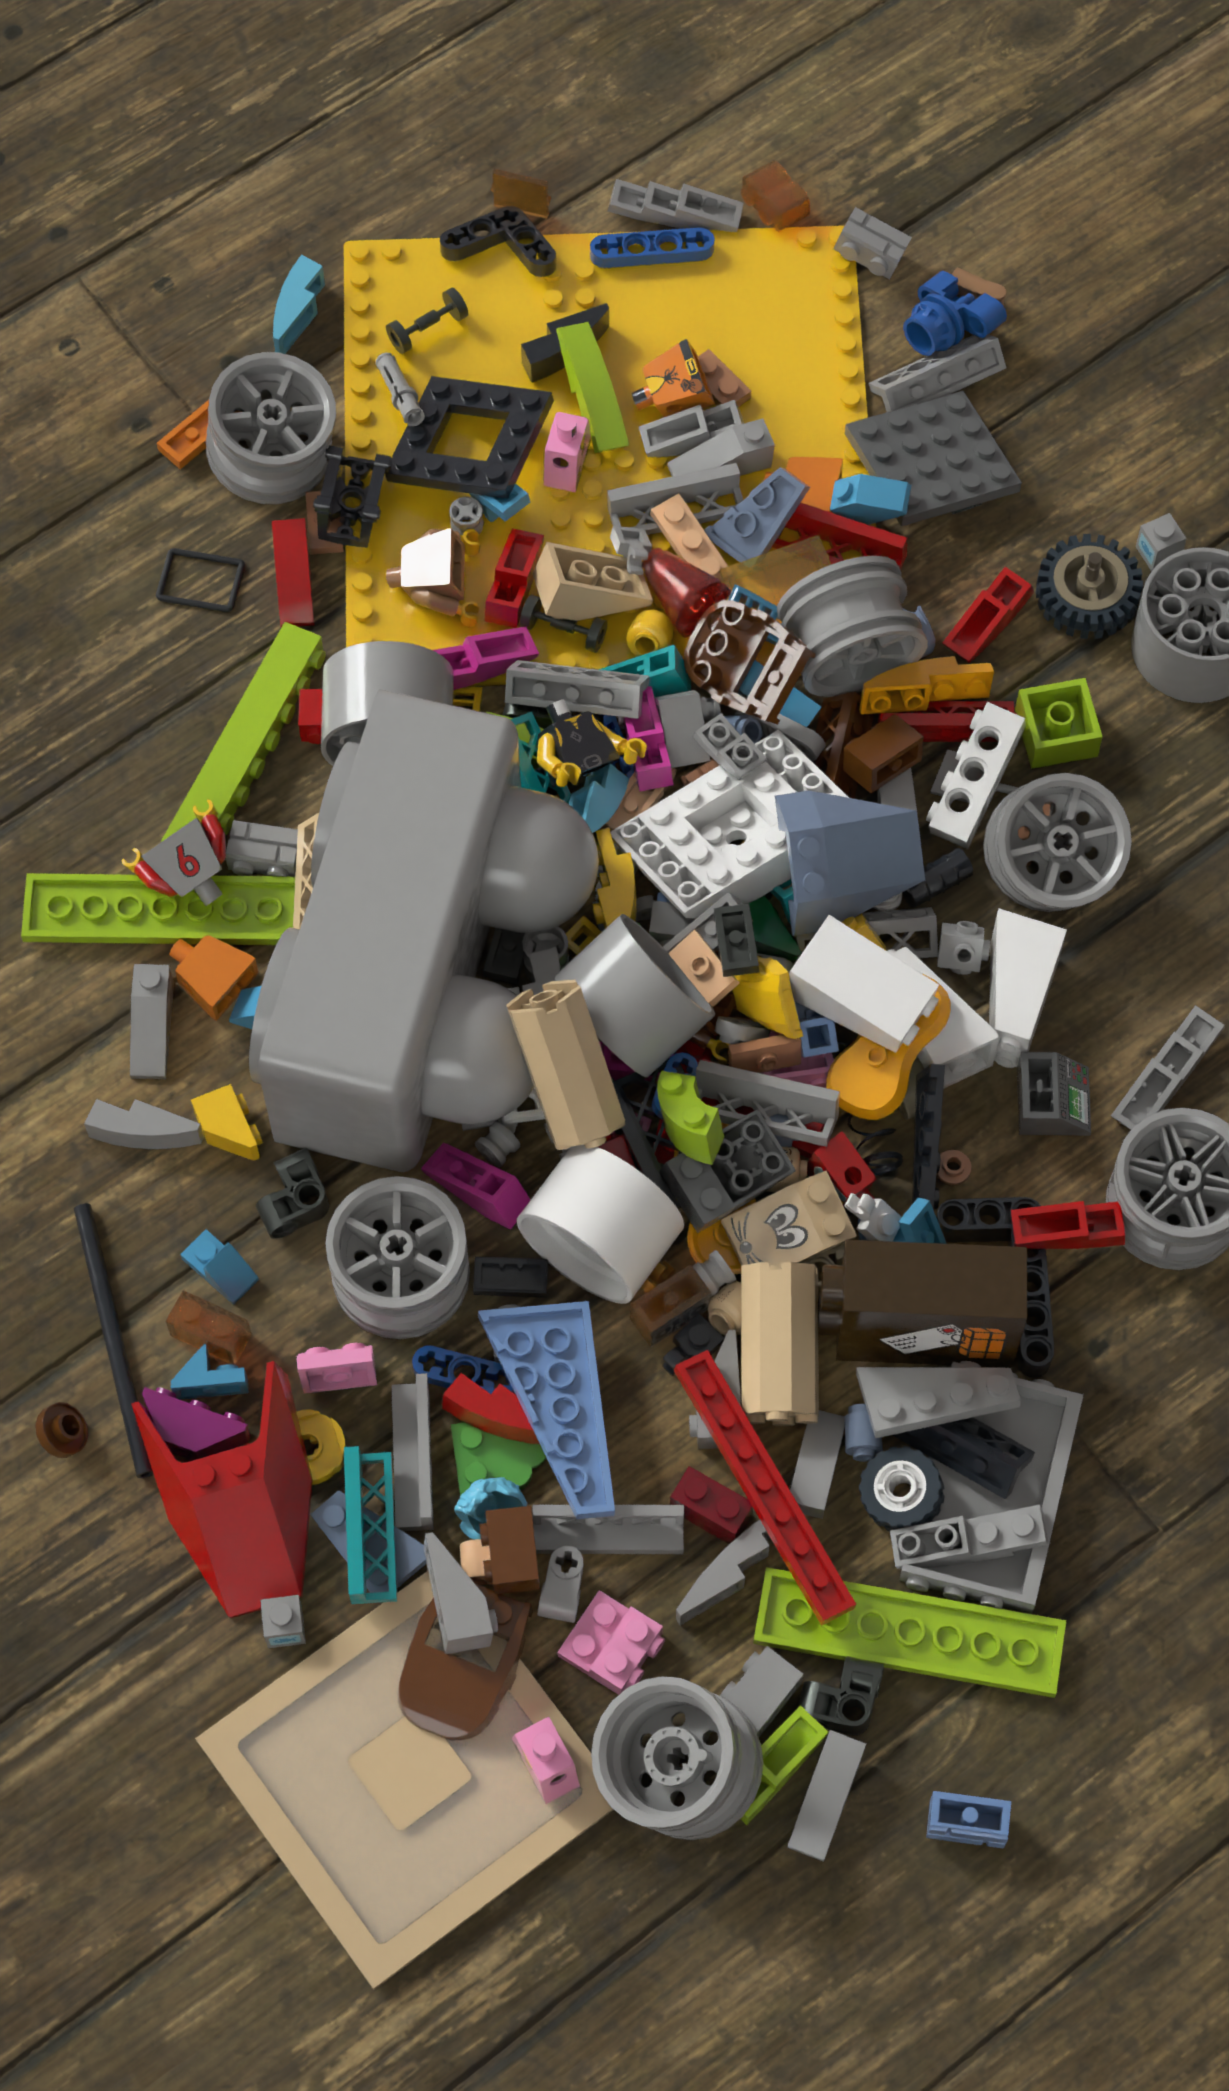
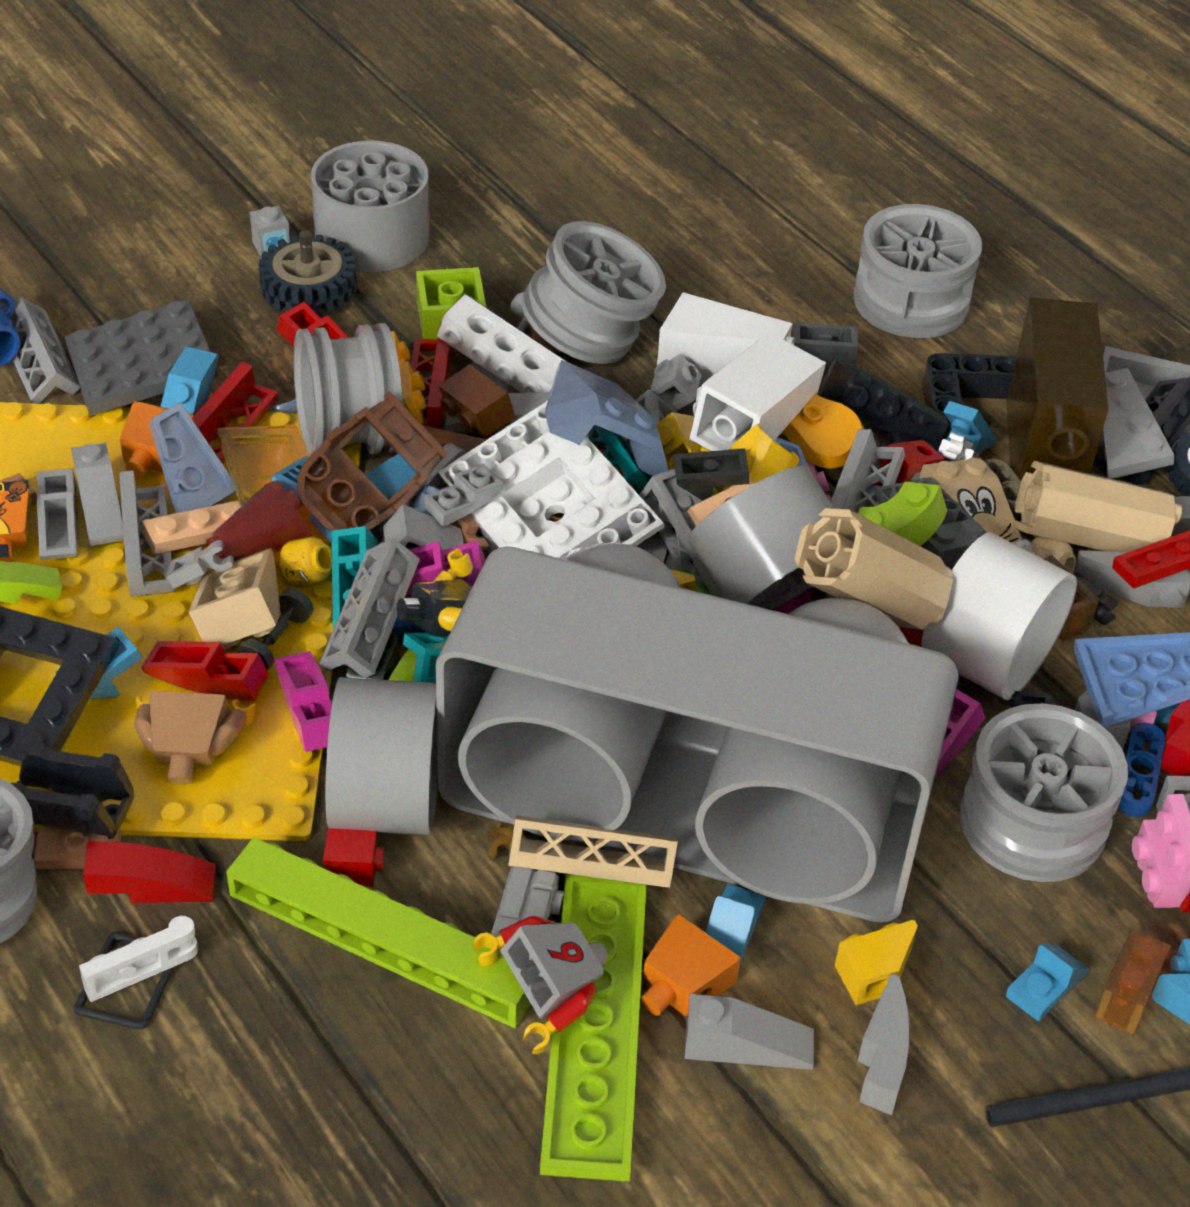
camera: 90 degrees left, 20 degrees down
(206, 580) = (140, 959): none -> white plate
(283, 1210) = (945, 893): pearl dark grey piece -> none
(464, 509) = (116, 705): light grey wheel -> none
(567, 440) = (61, 597): bright pink torso -> none
(859, 1434) = (1159, 480): sand blue brick -> none
(1069, 1226) = (956, 330): red slope -> none
(1169, 1068) = (796, 288): light grey slope -> none

